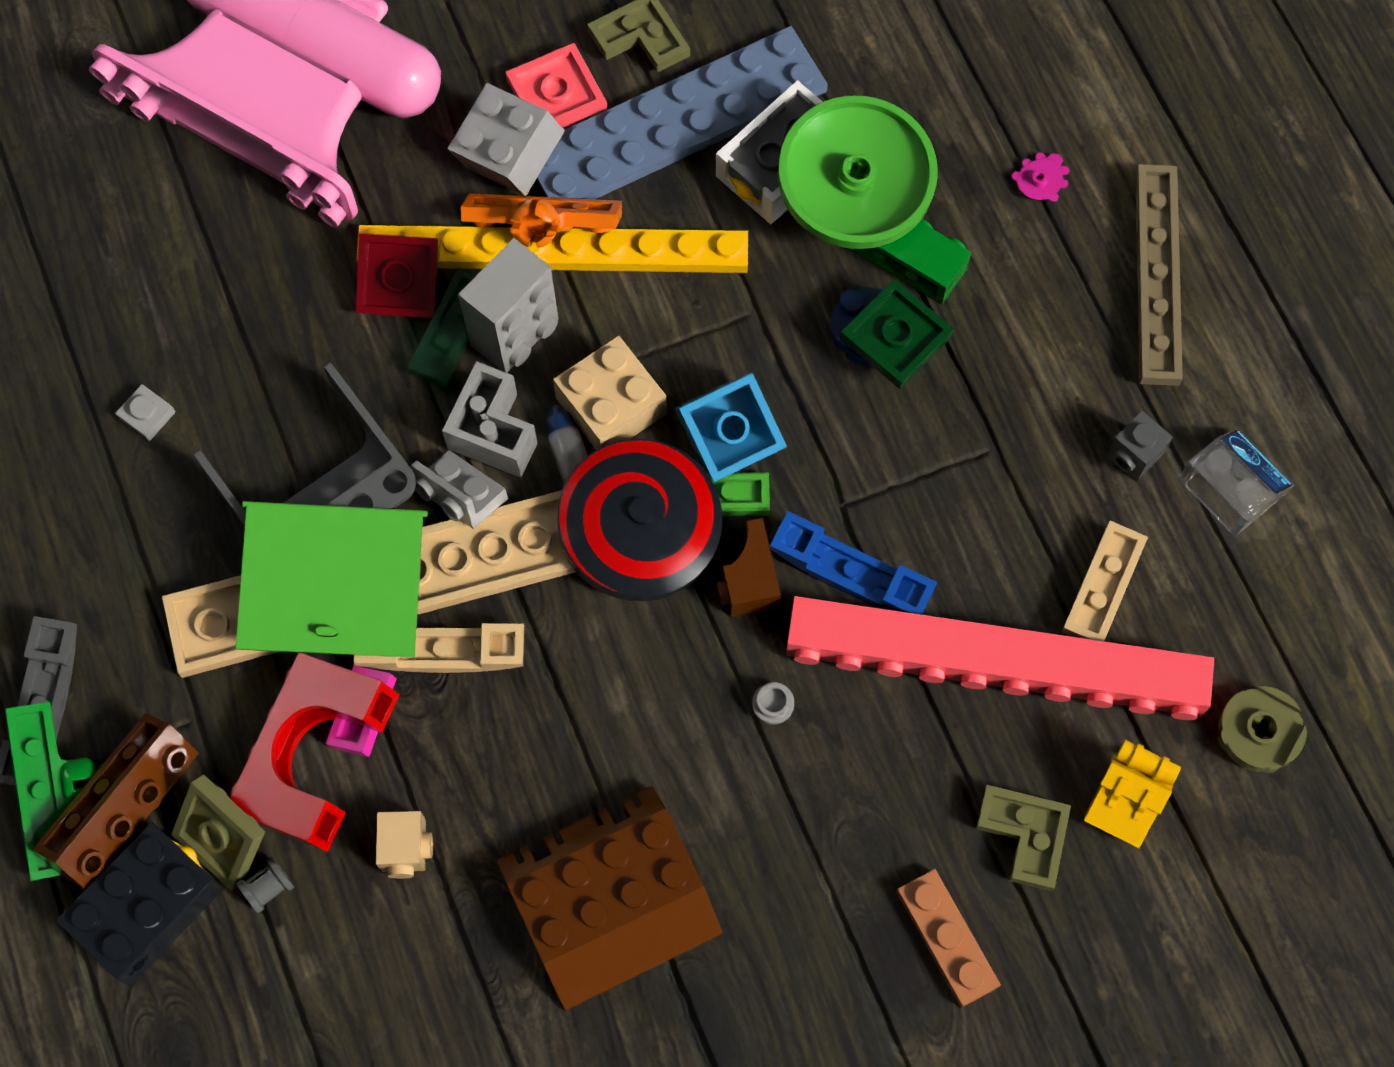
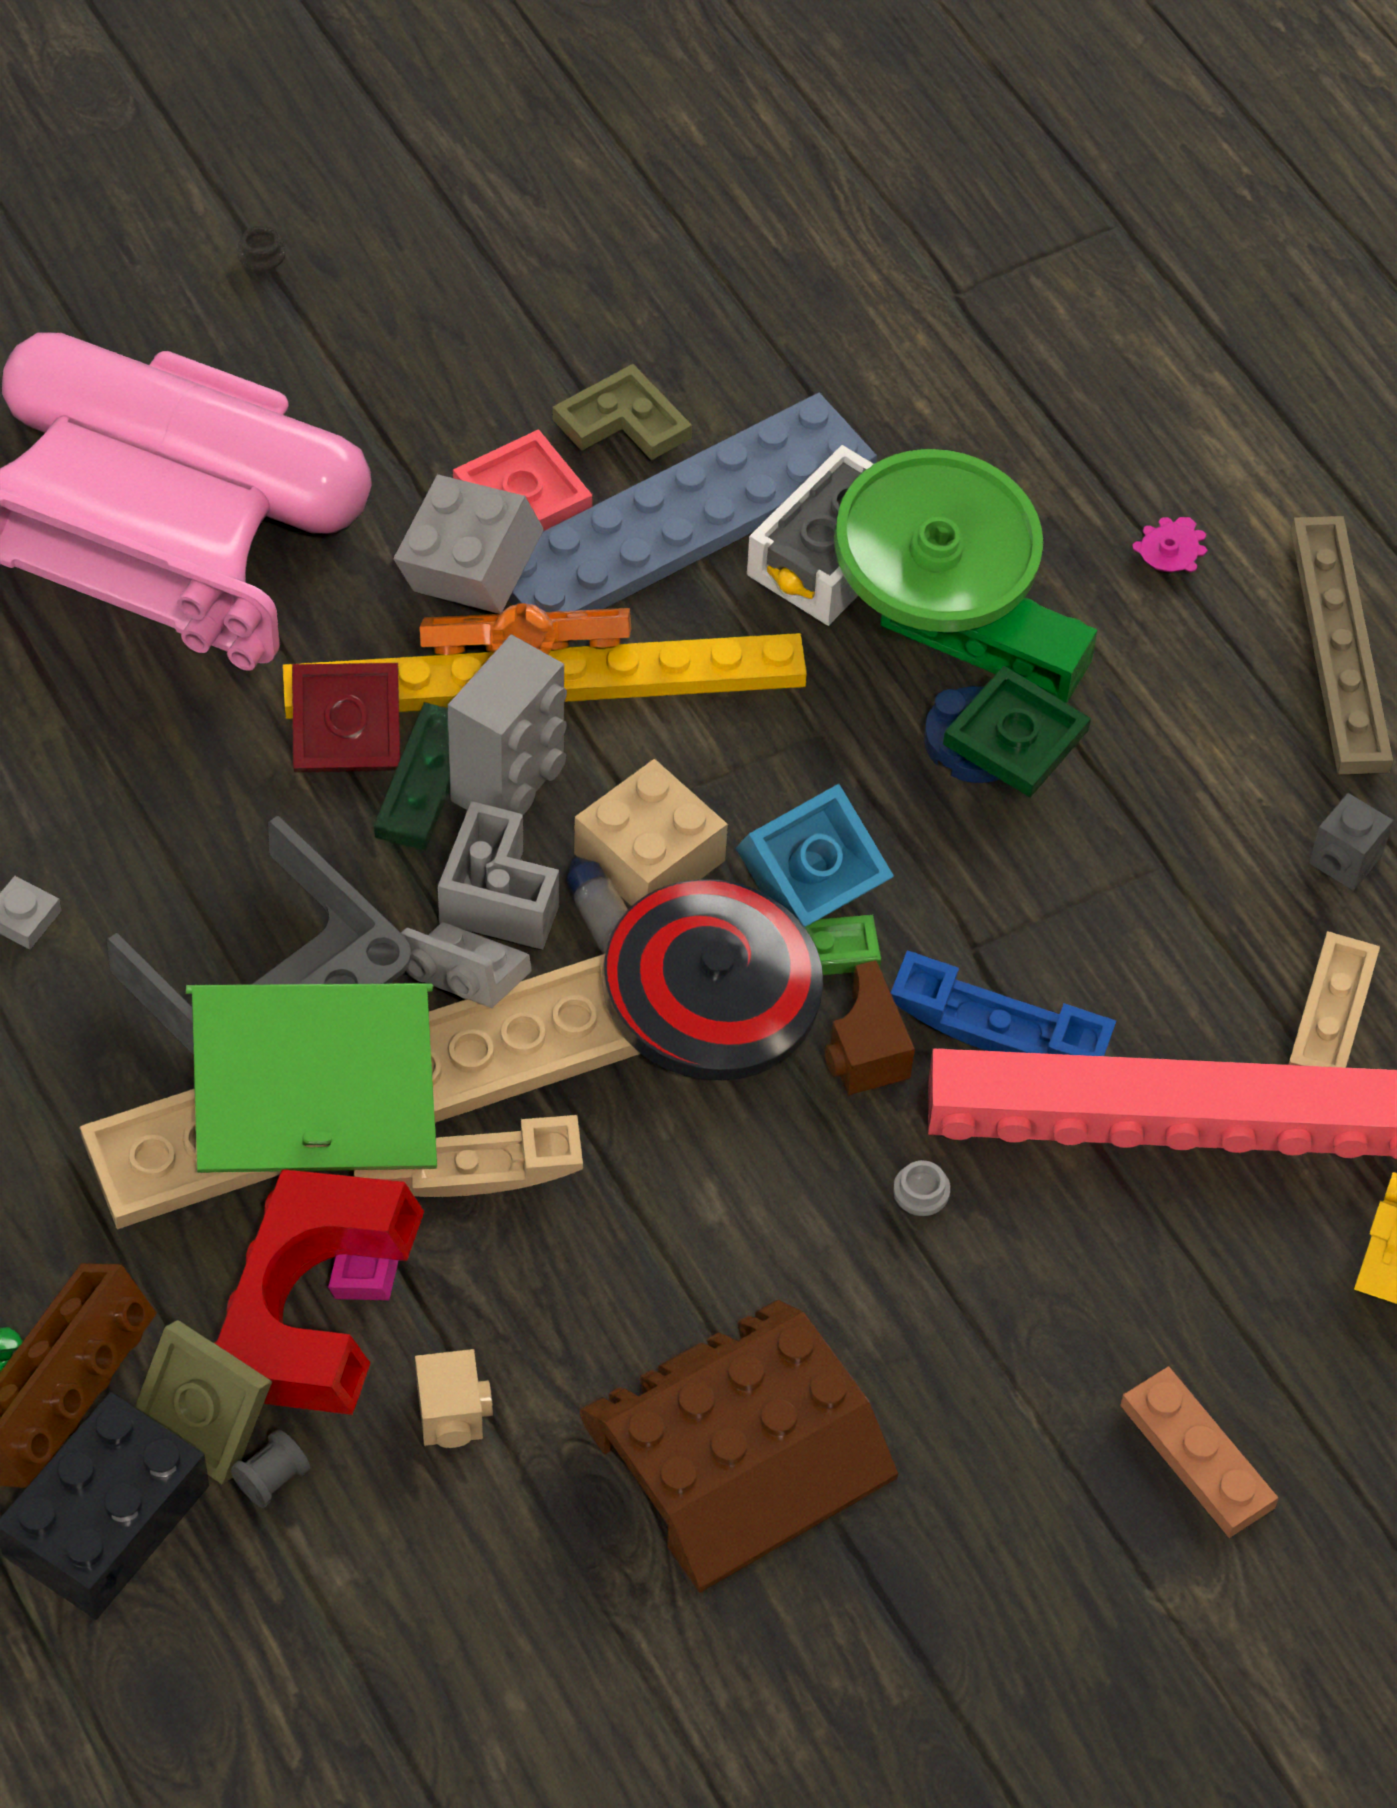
camera: 10 degrees left, 15 degrees down
(1038, 827) = (1290, 1299): olive plate -> none

